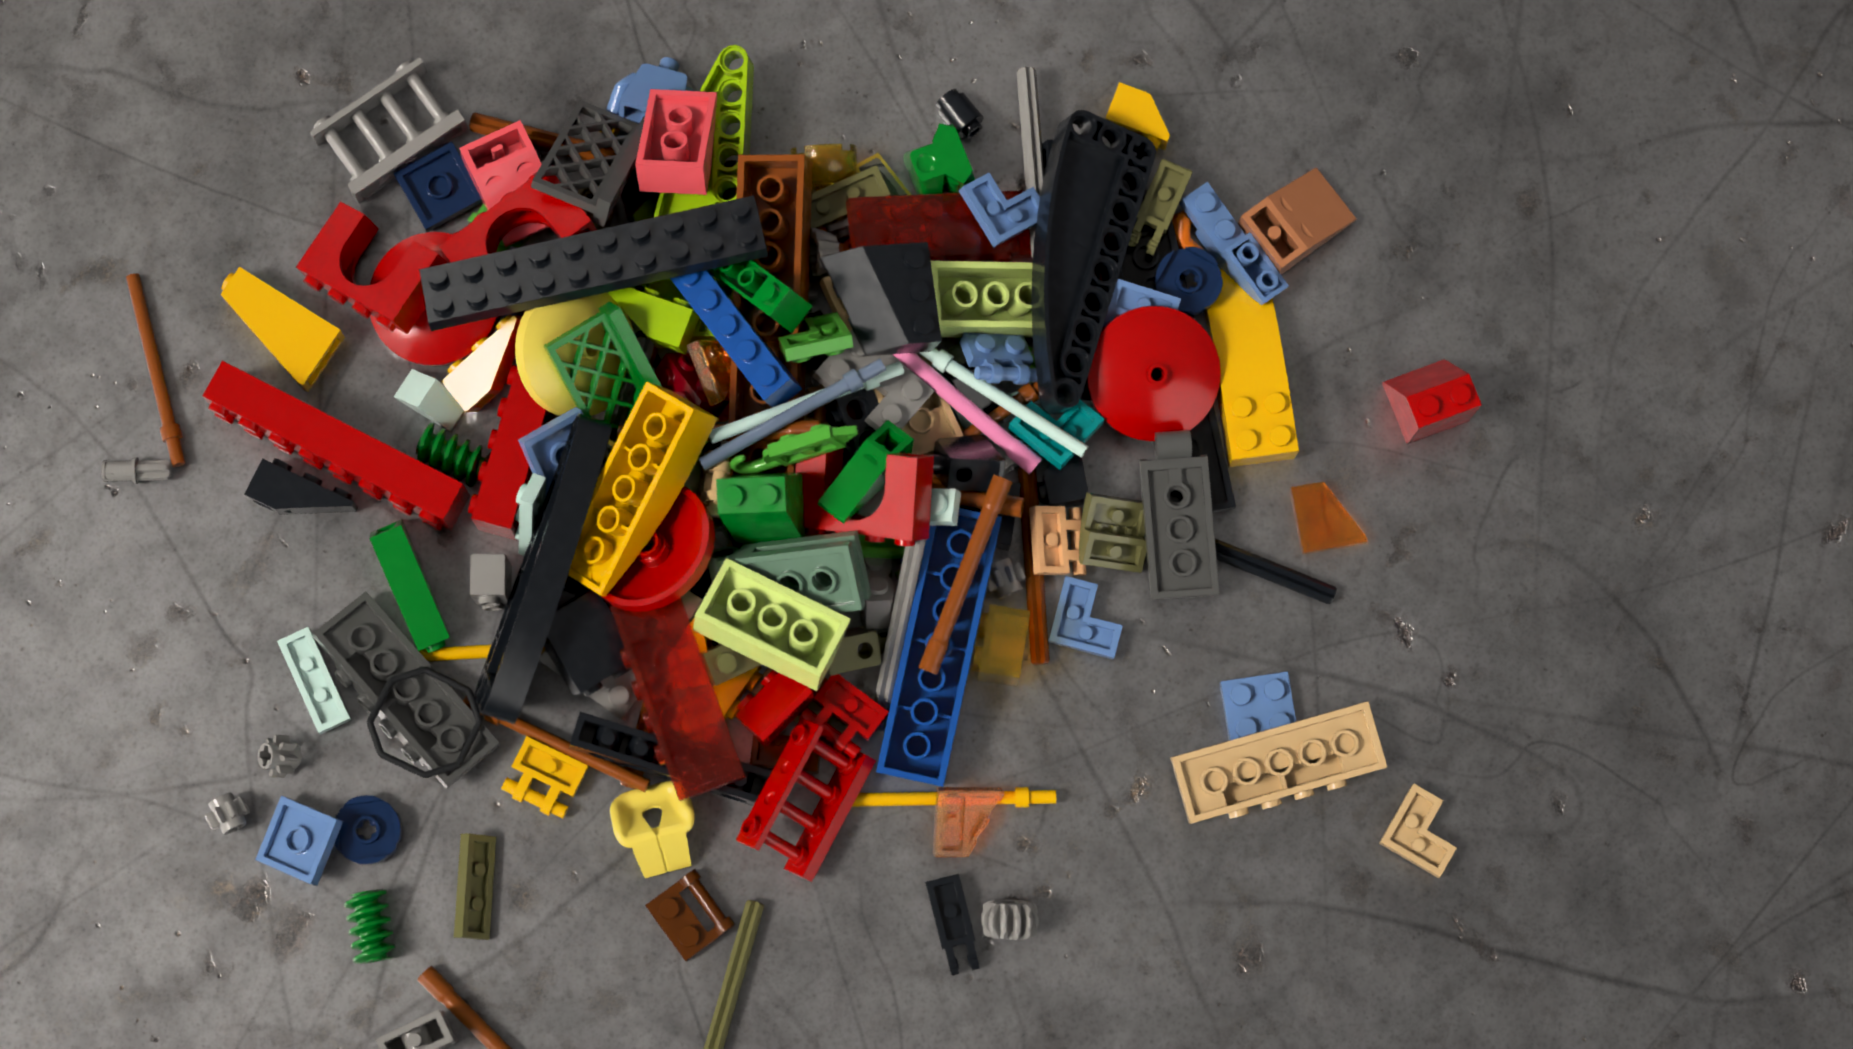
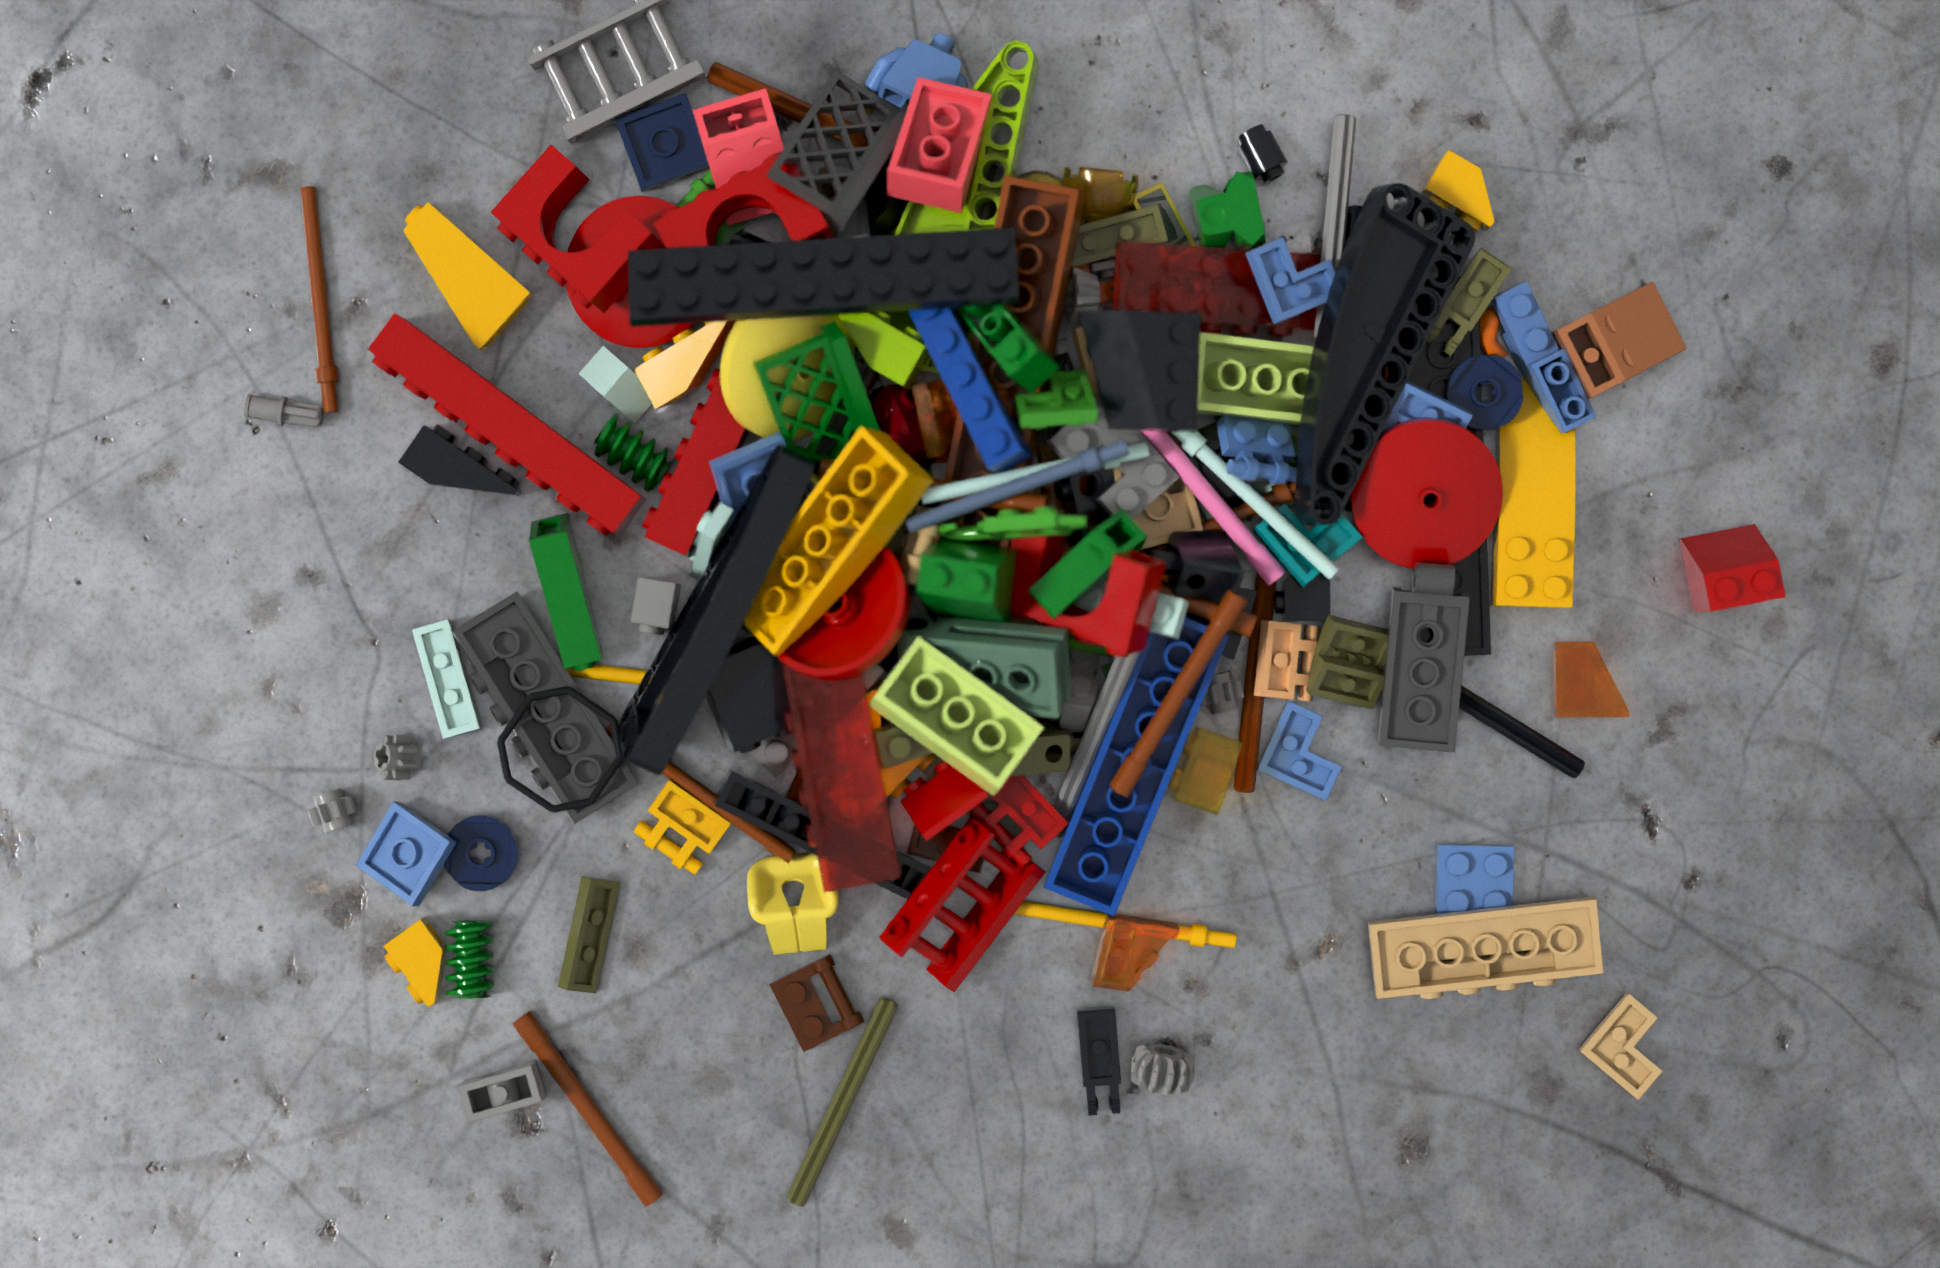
camera: 15 degrees right, 10 degrees up
(327, 933) = (421, 958): none -> yellow slope

